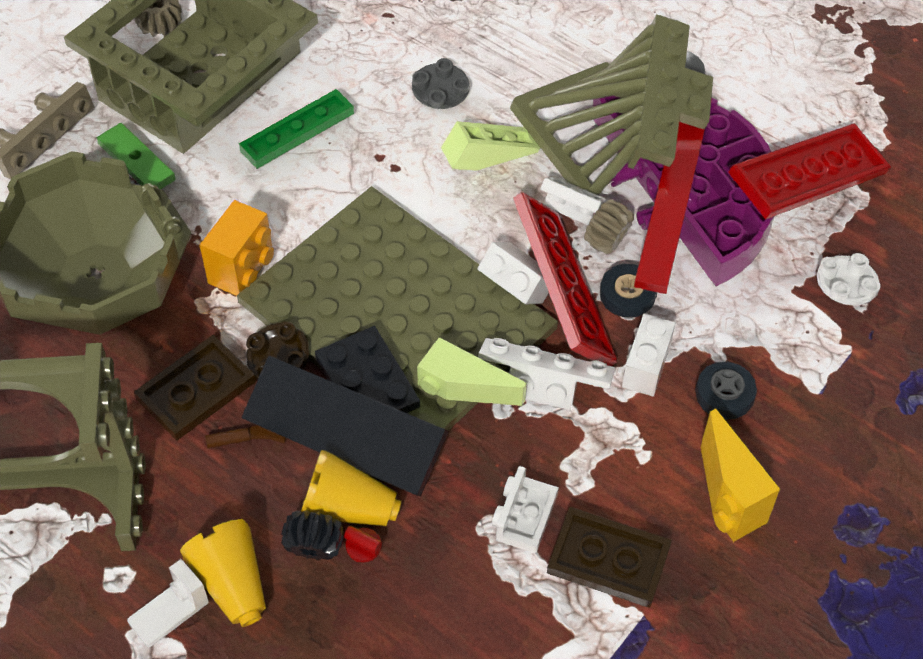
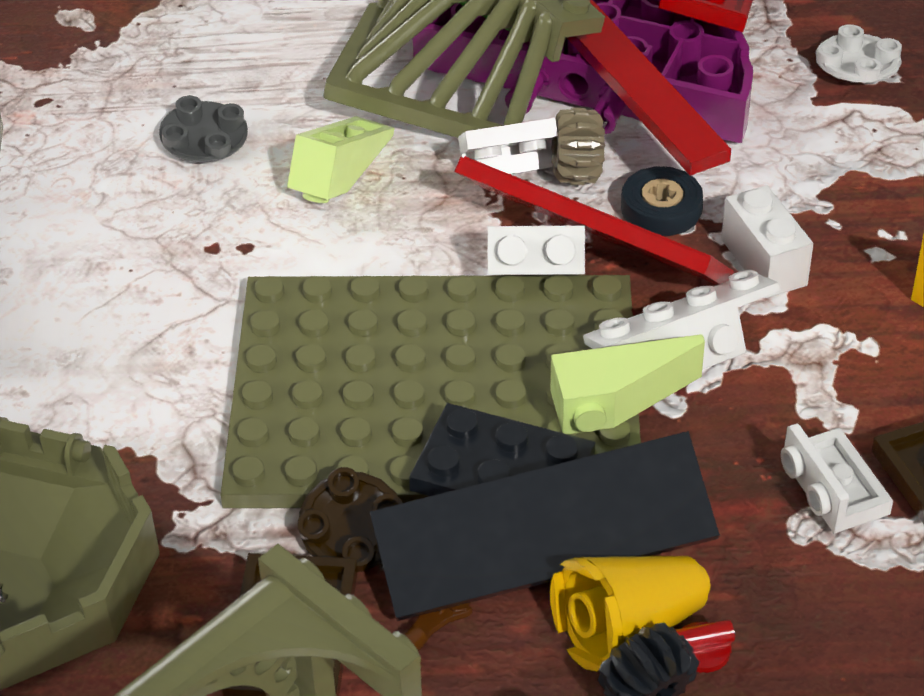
camera: 40 degrees left, 10 degrees down
(237, 248) = (177, 434): light orange brick -> none
(296, 128) = (76, 276): green plate -> none
(724, 378) = (876, 226): black wheel -> none

